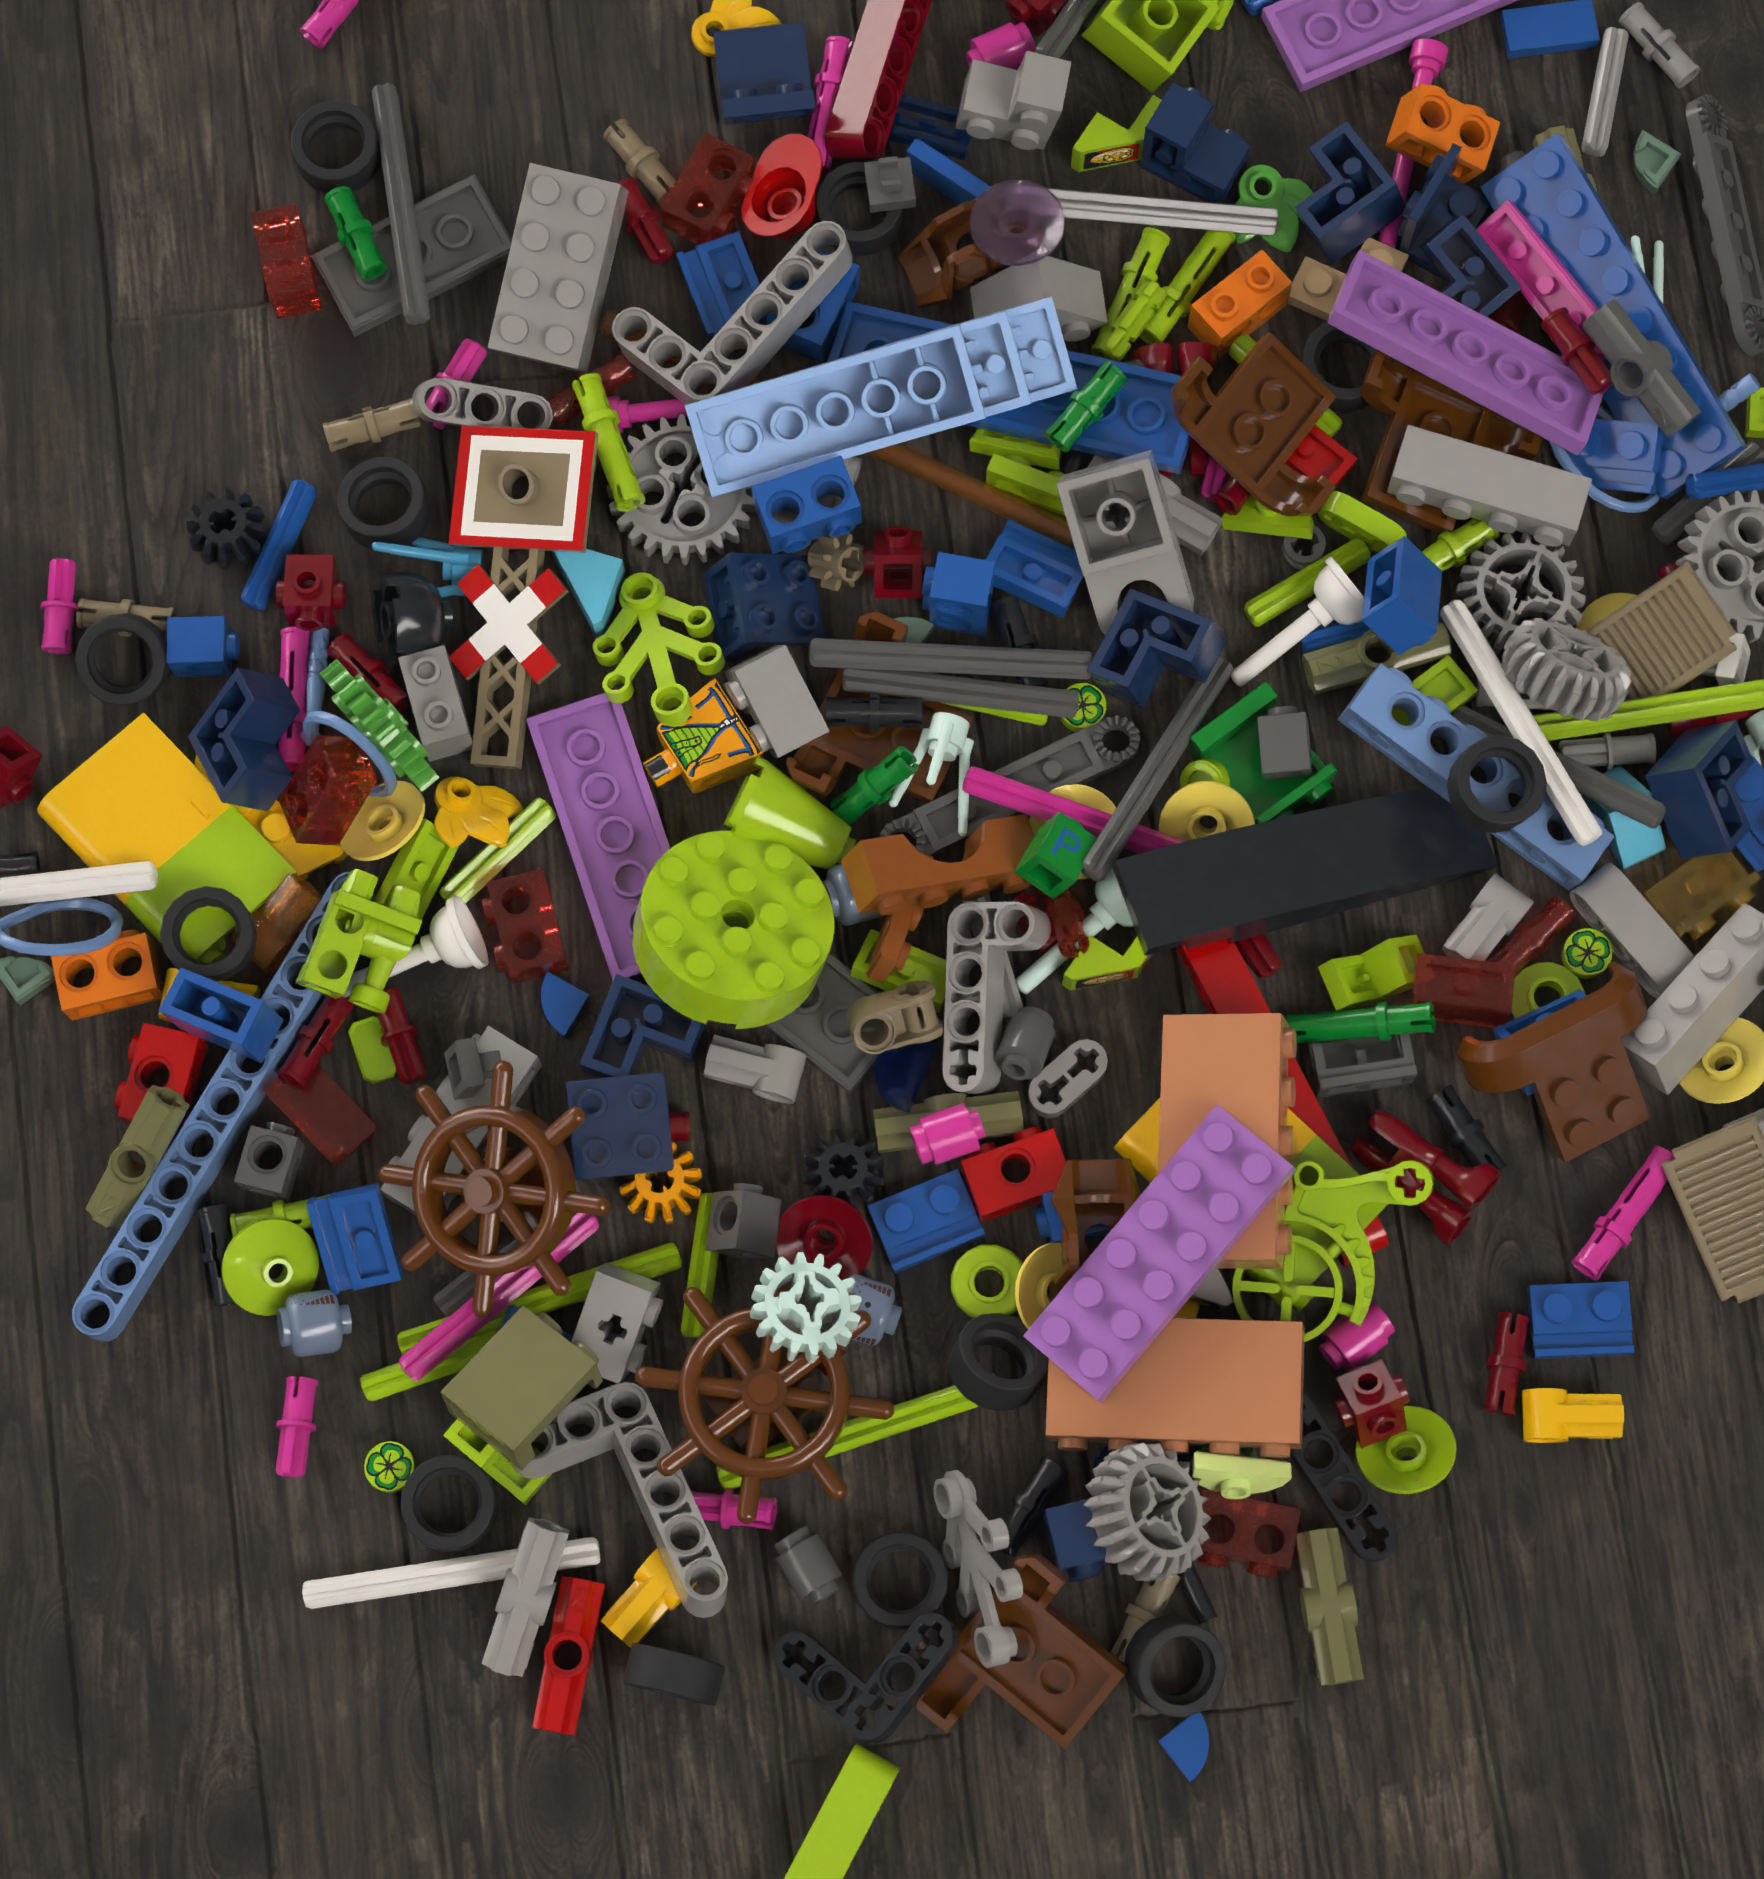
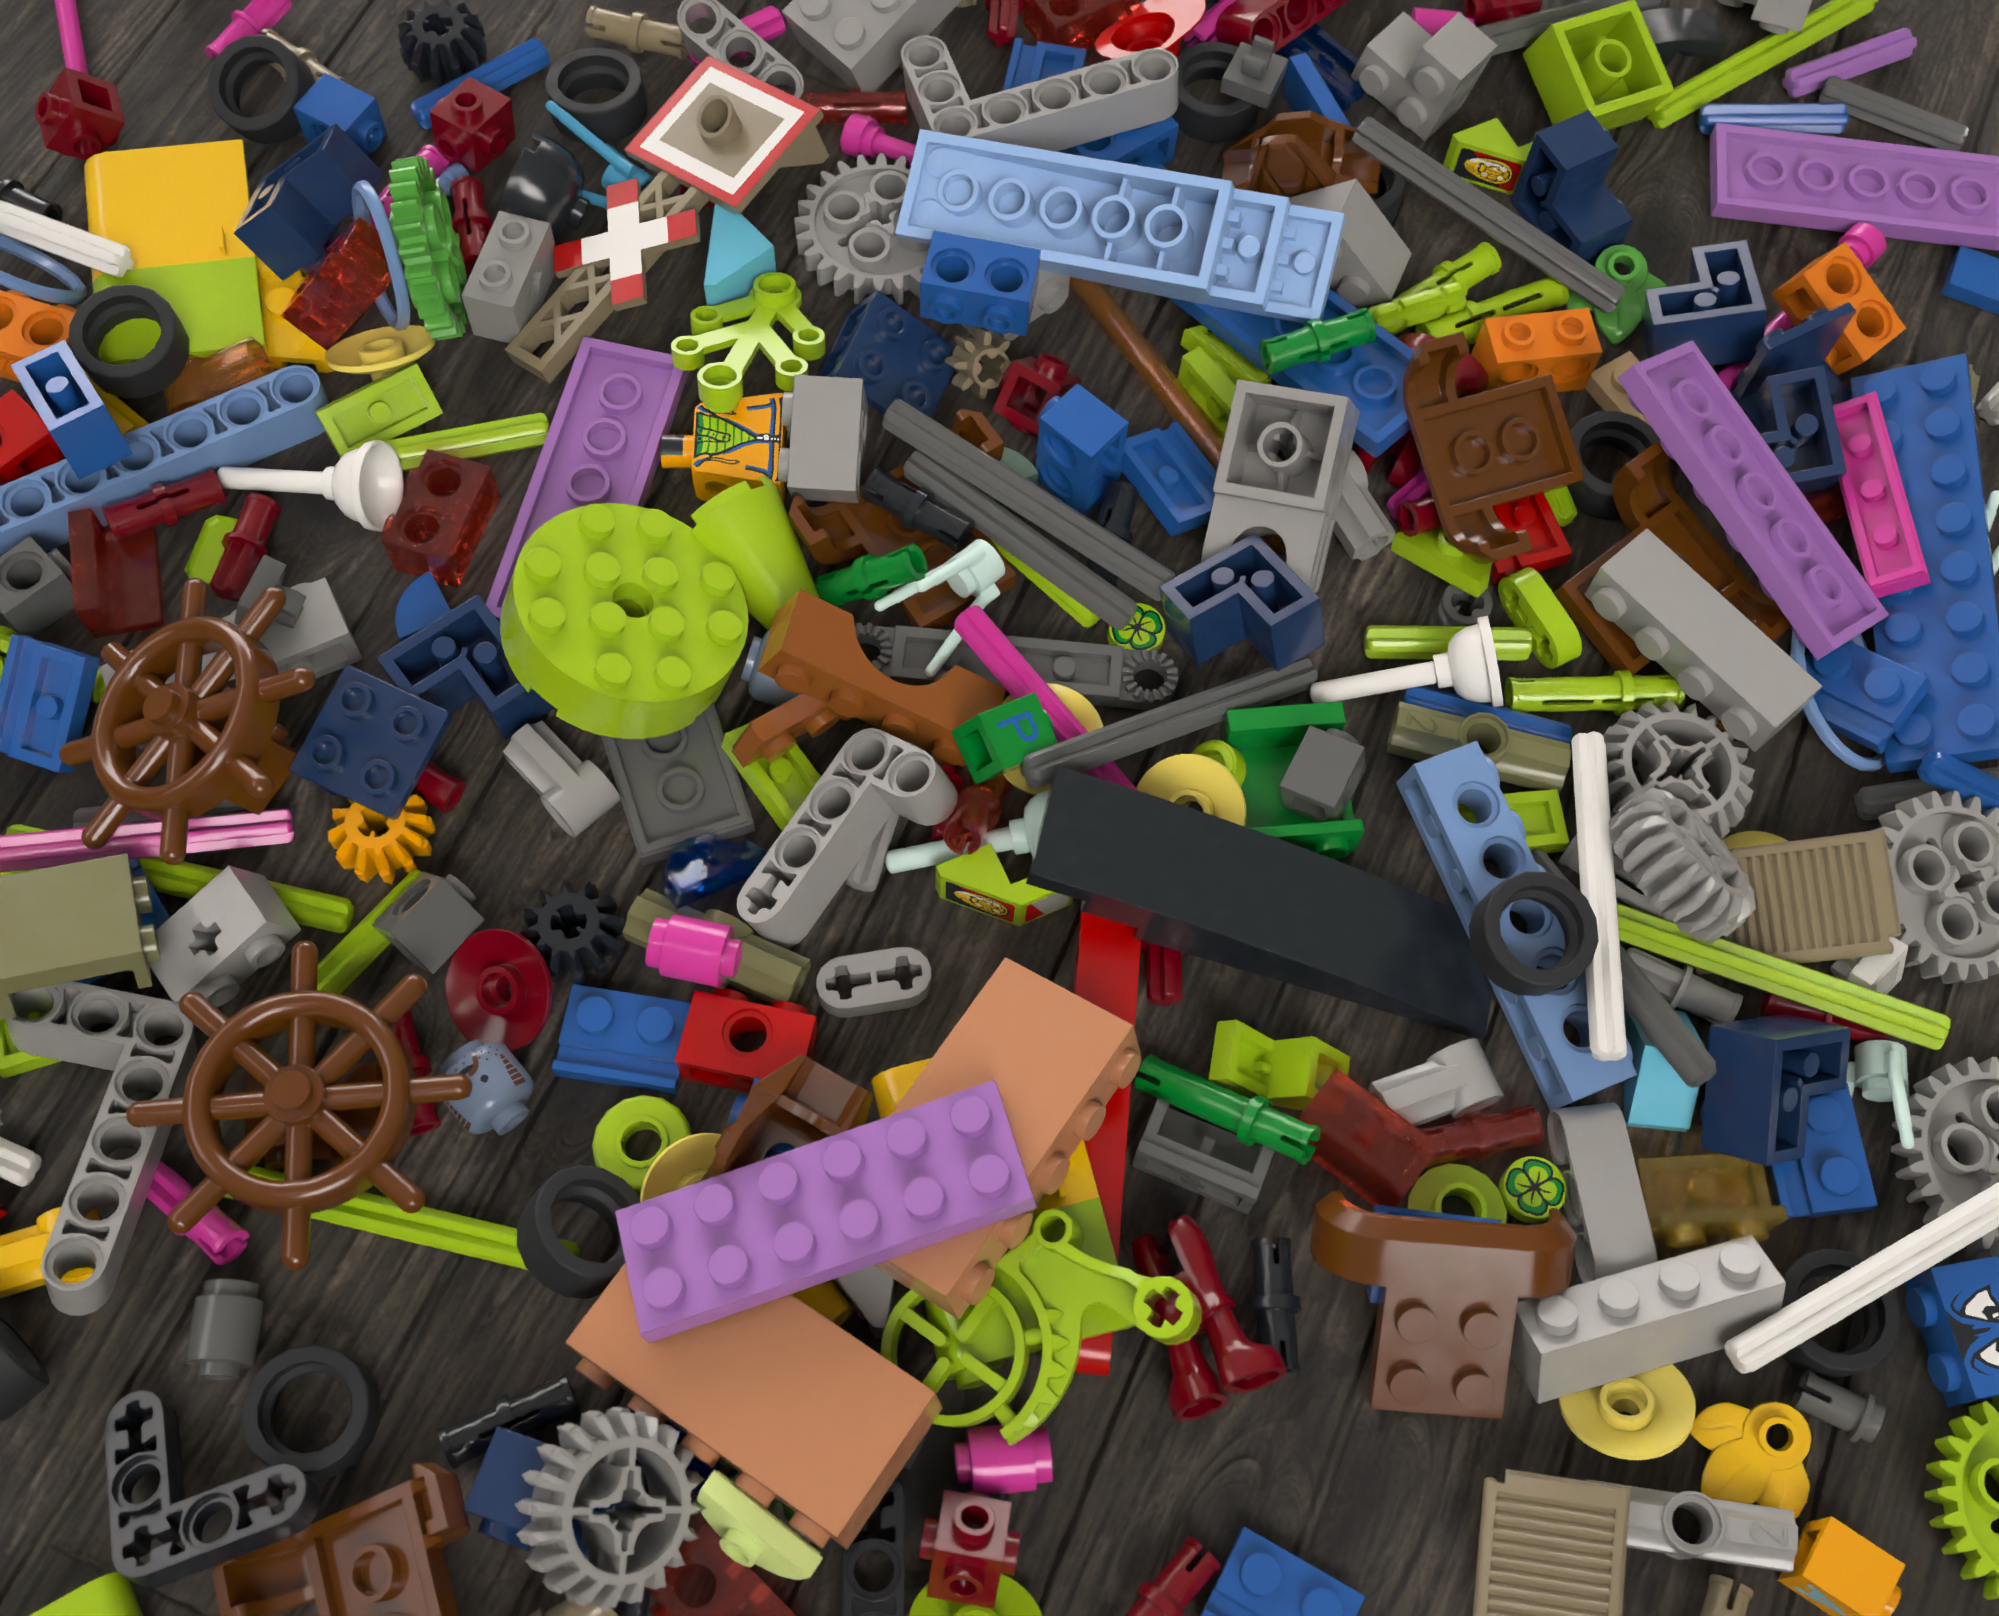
camera: 25 degrees right, 10 degrees down
(364, 928) = (265, 407): lime hips -> none
(474, 812) = (471, 389): yellow plate -> none
(610, 446) = (838, 129): lime pin -> none
(821, 1292) = (381, 1003): light aqua gear -> none
(899, 1018) = (740, 810): dark tan piece -> none
(956, 1502) = (380, 1483): light grey plant -> none
(1017, 205) = (1353, 142): clear purple dish -> none
(1025, 1043) = (850, 916): dark grey brick -> none
(1402, 596) = (1540, 692): blue brick -> none
(1577, 351) = (1874, 560): dark red axle -> none
(1615, 1228) = (1388, 1521): dark pink pin -> none
(1641, 368) = (1948, 635): dark grey piece -> none

